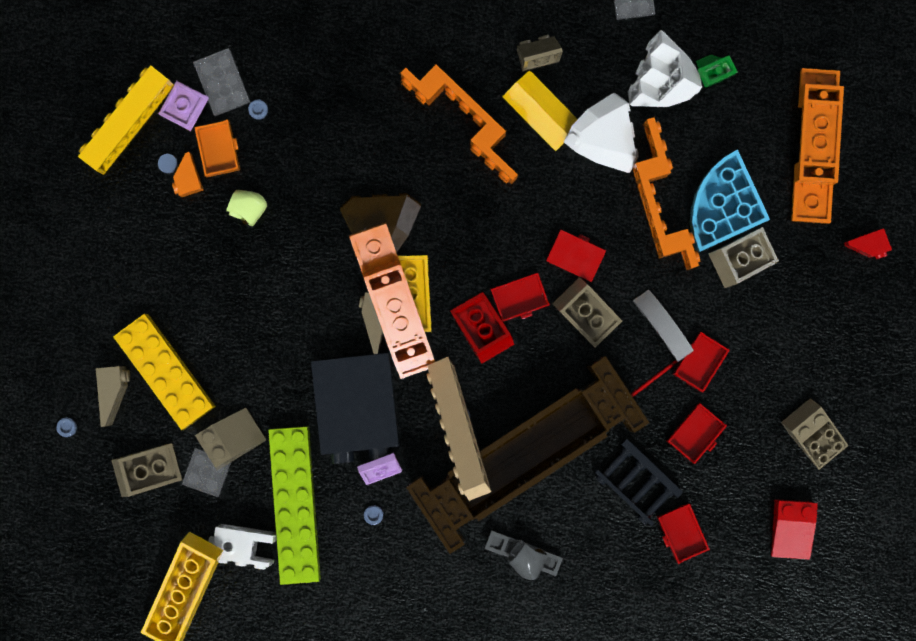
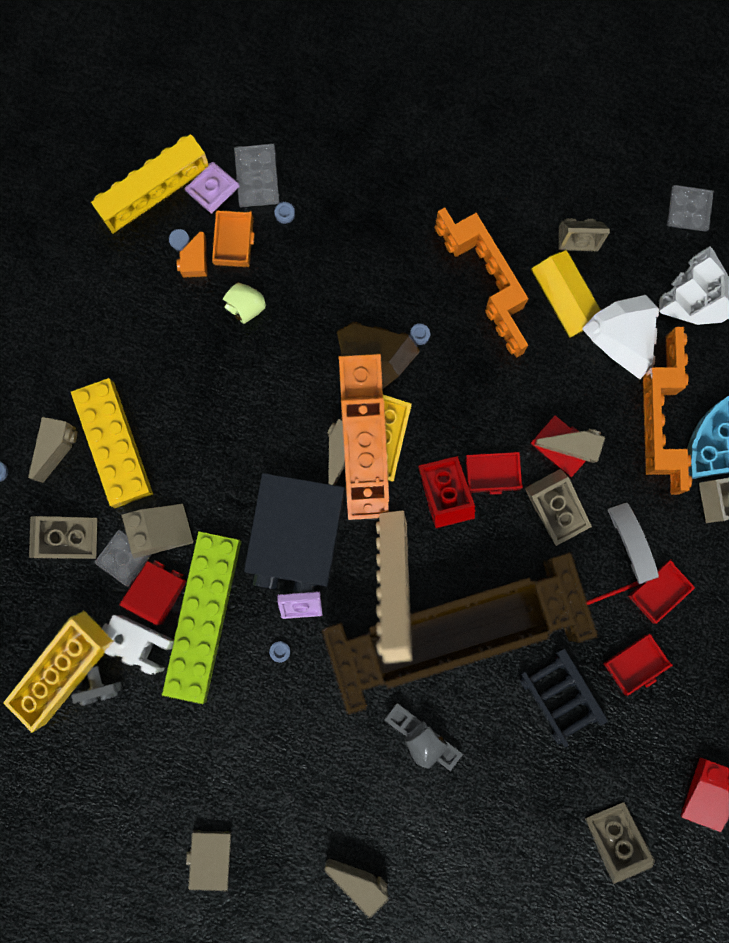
camera: 20 degrees right, 5 degrees down
(220, 596) = (96, 689): none -> dark grey plate
(245, 495) = (154, 592): none -> red slope
(416, 188) = (420, 334): none -> sand blue tile
(587, 253) = (579, 445): none -> dark tan slope
(682, 533) = (595, 765): red container -> none
(722, 595) = (619, 843): none -> dark tan slope

